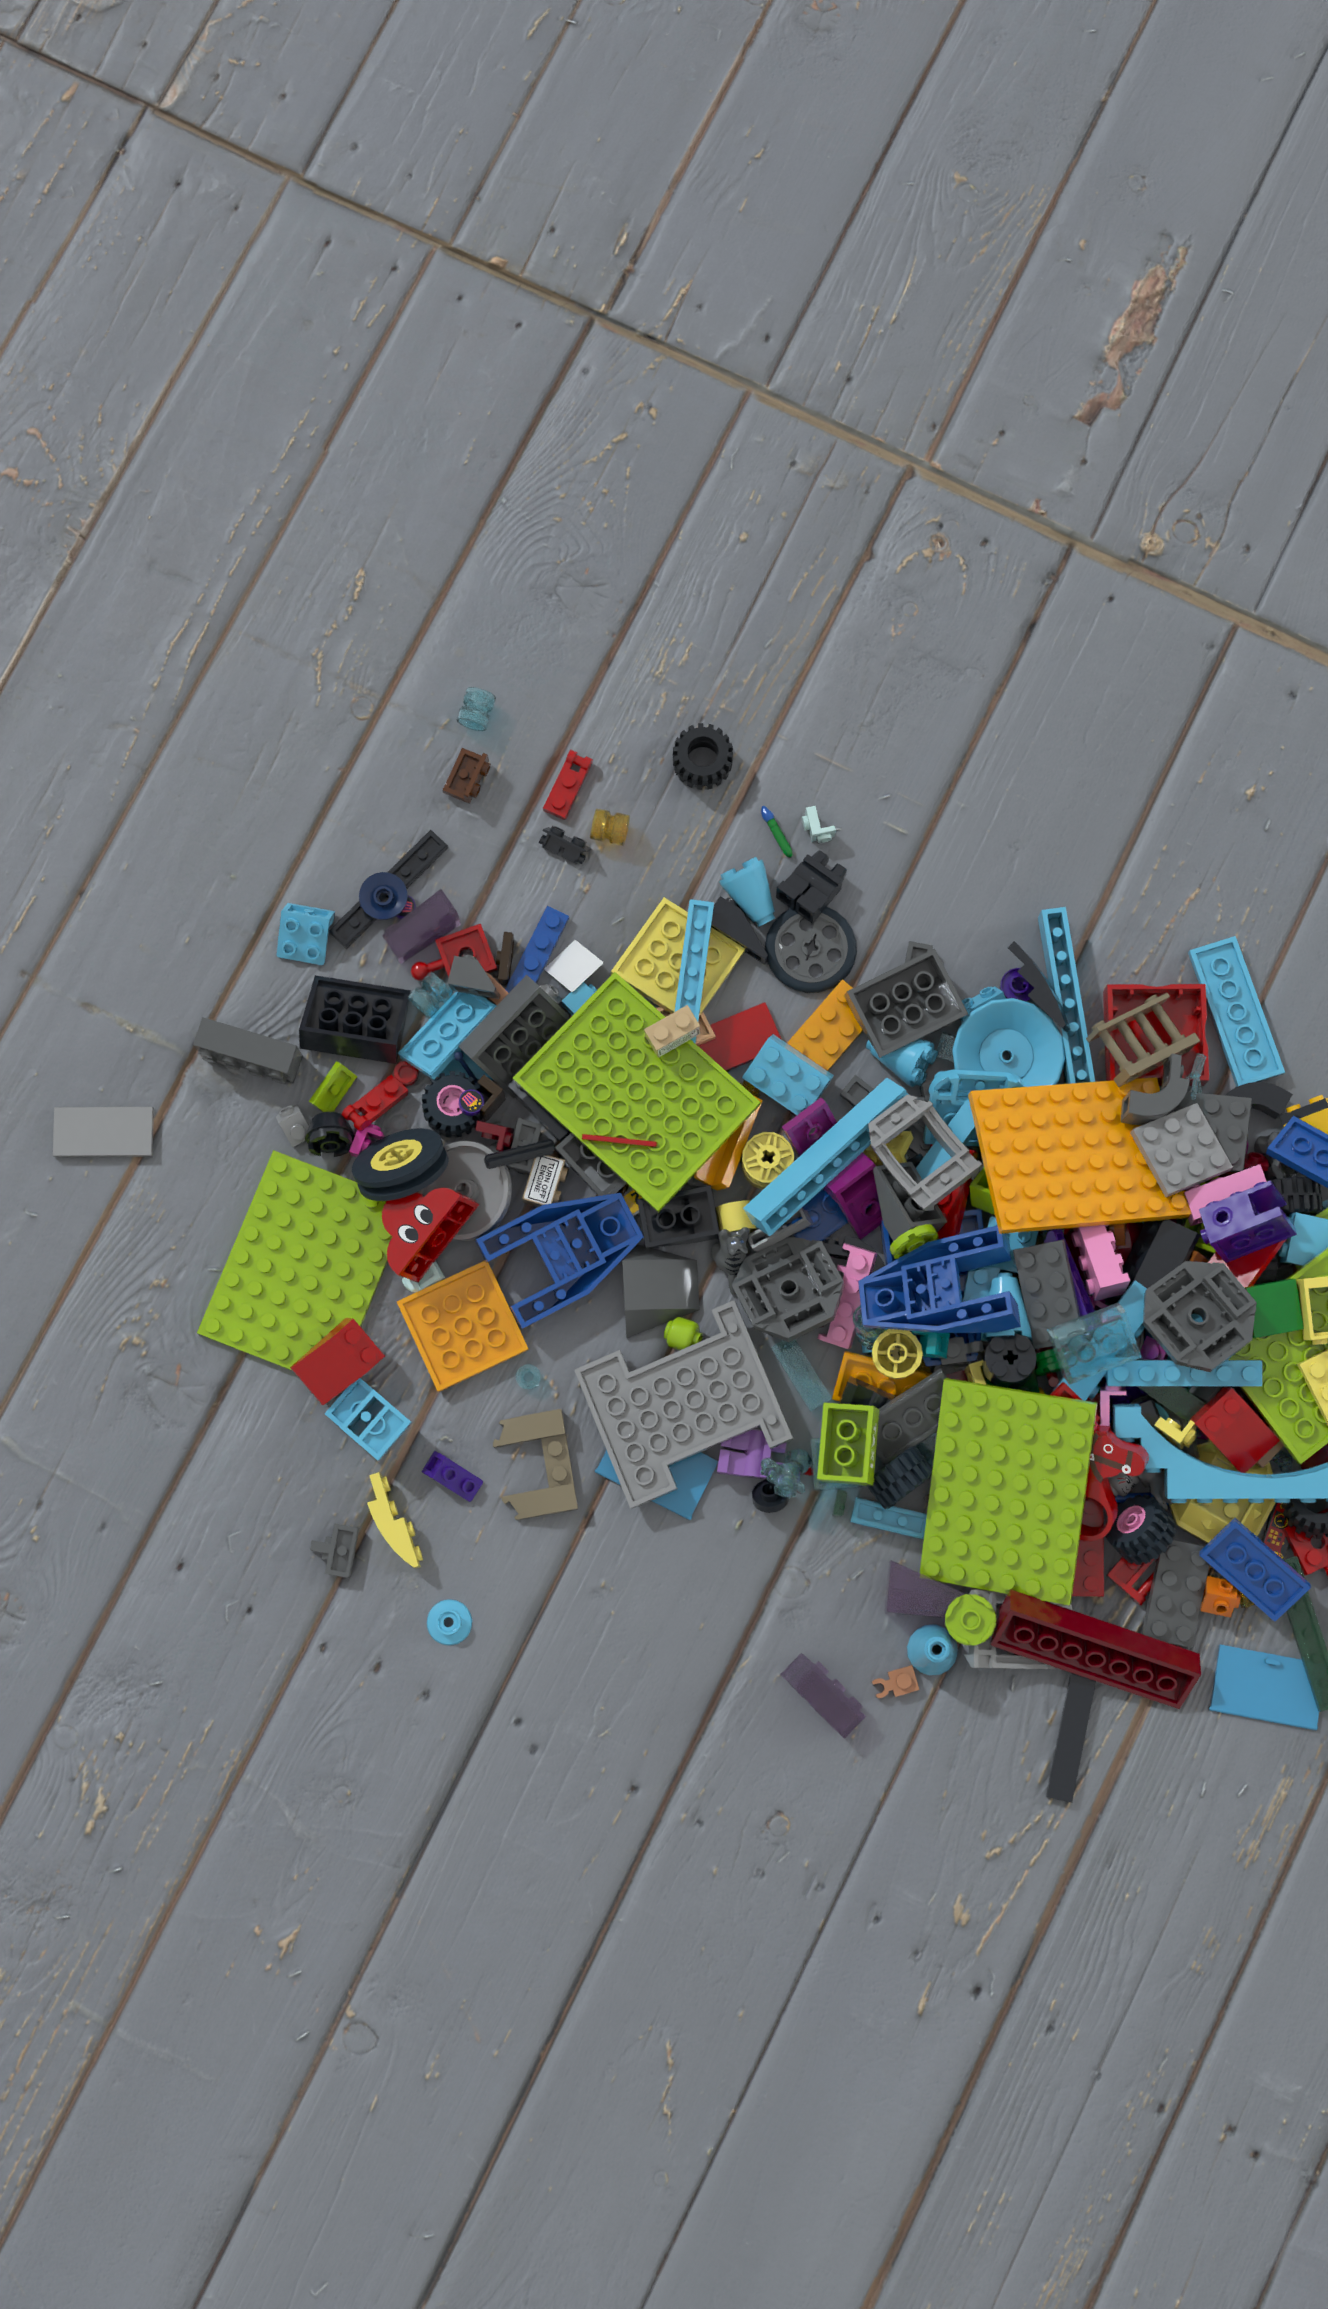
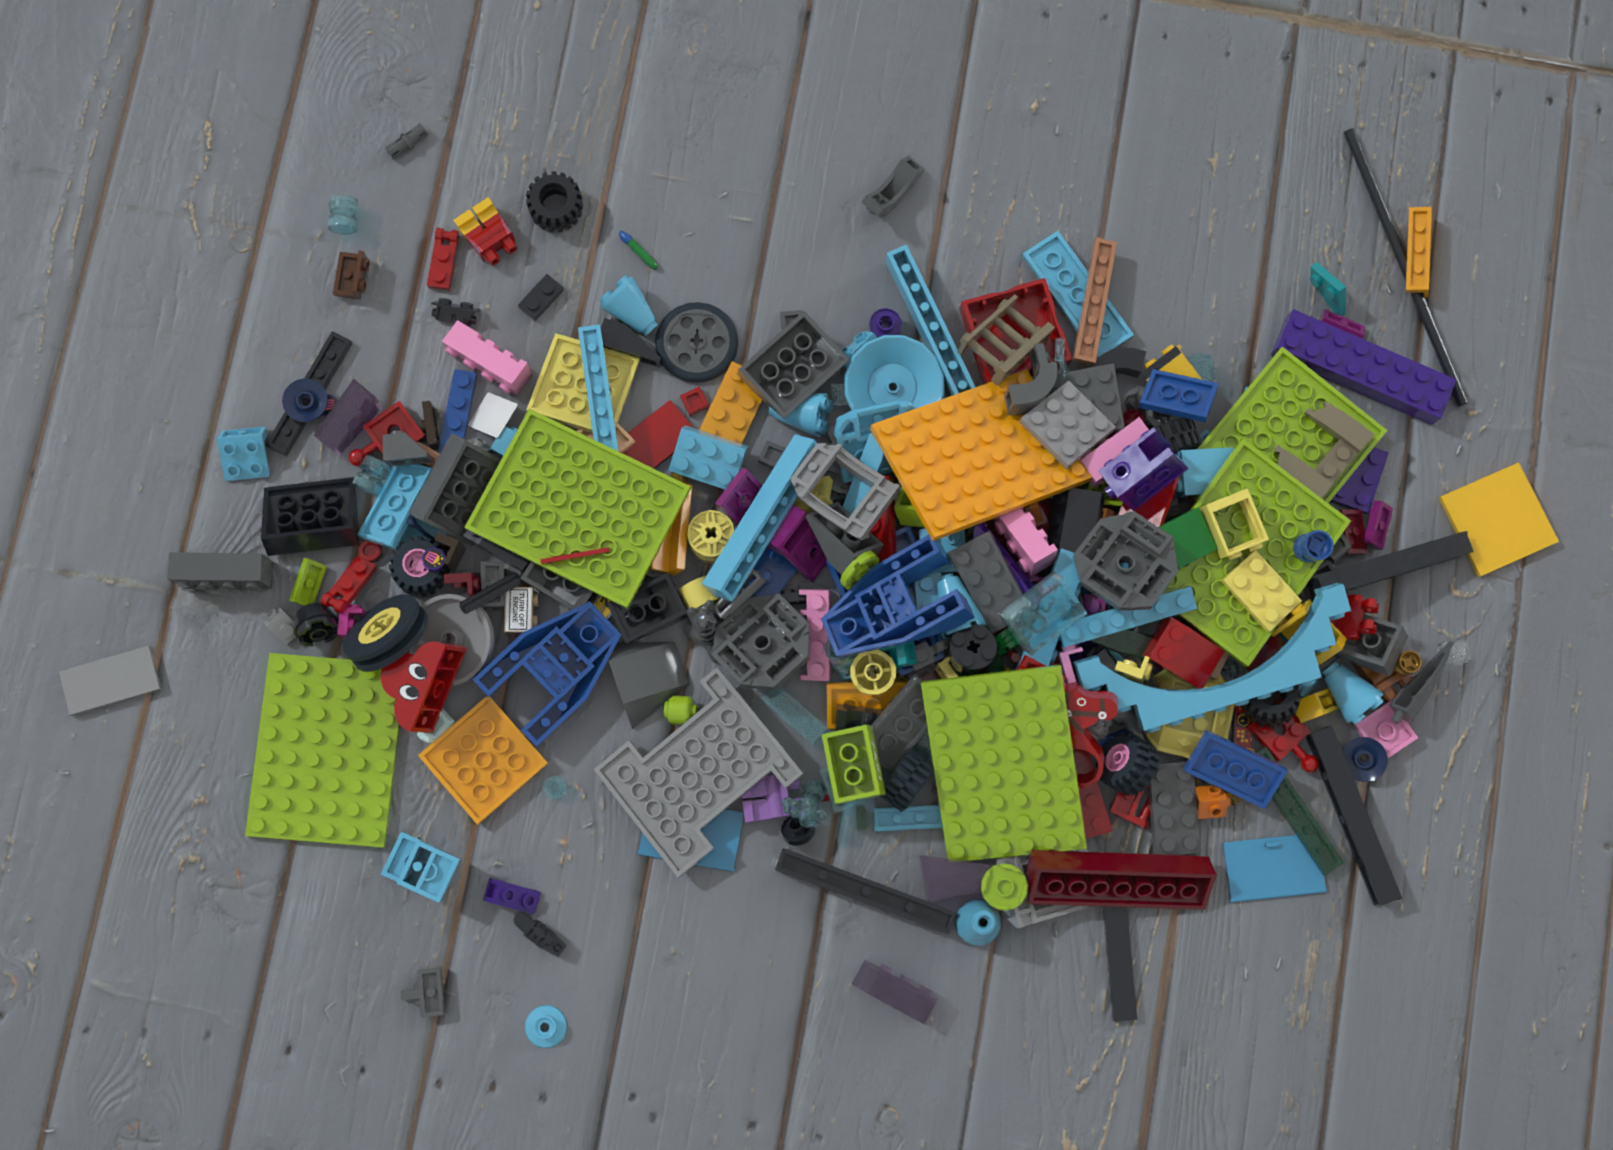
camera: 25 degrees left, 0 degrees up
(337, 1361) = (378, 824): red slope -> none
(396, 1532) = (474, 961): light yellow slope -> none
(470, 1524) = (539, 934): none -> black hinge
(550, 1429) = (613, 882): dark tan wedge -> none
(564, 647) = (406, 141): none -> dark grey pin
(584, 904) = (487, 358): none -> bright pink wedge
(609, 827) = (490, 285): clear yellow wheel -> none
(624, 777) = (492, 238): none -> red hips
(659, 854) = (540, 297): none -> black plate
(672, 1031) = (594, 445): tan brick -> none
(790, 1011) = (694, 401): none -> red tile
(811, 823) = (666, 234): light aqua bracket -> none
(811, 886) = (682, 288): black hips -> none
(823, 1581) = (865, 891): none -> black tile
(900, 1681) = (958, 958): nougat plate -> none
(1043, 992) = (908, 322): black slope -> none
(1070, 841) = (894, 188): none -> dark grey arch
(1252, 1024) = (1094, 301): none -> nougat plate

